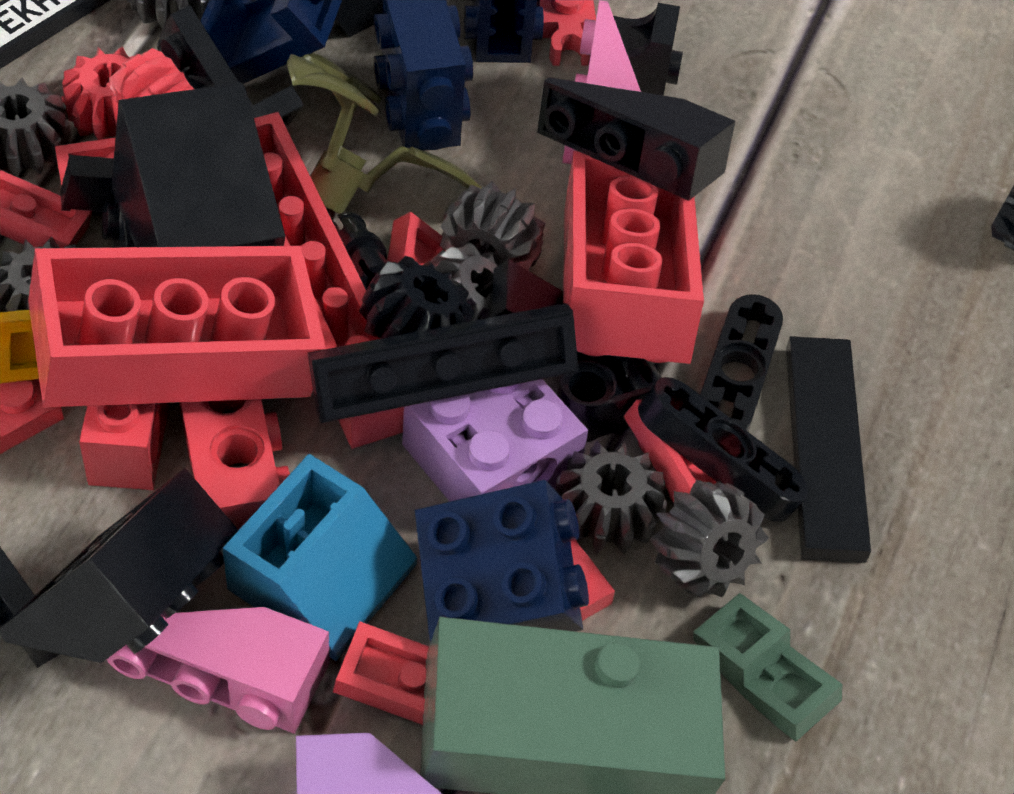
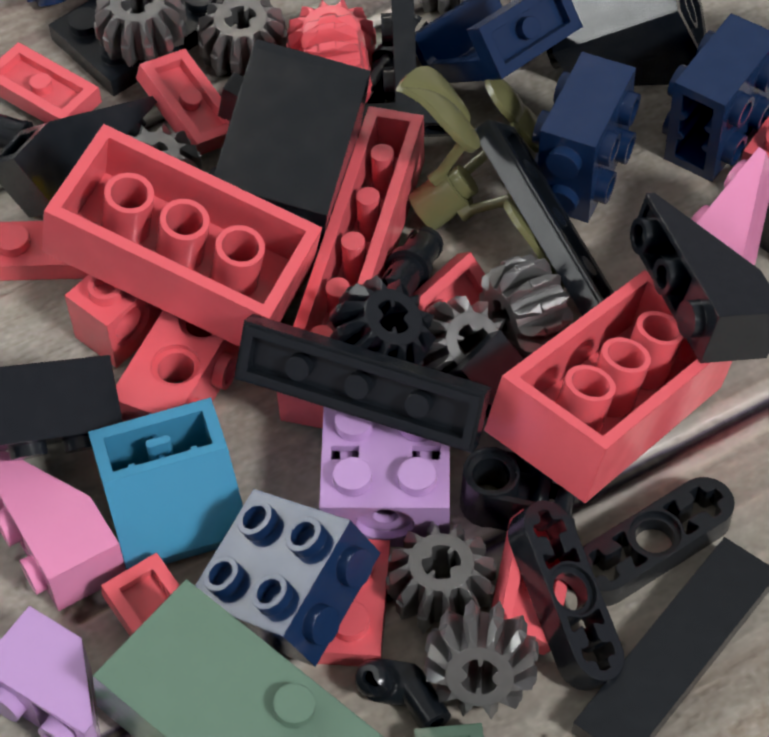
camera: 45 degrees right, 0 degrees up
(460, 154) = (544, 214): none -> black tile
(652, 604) = (403, 686): none -> black arm

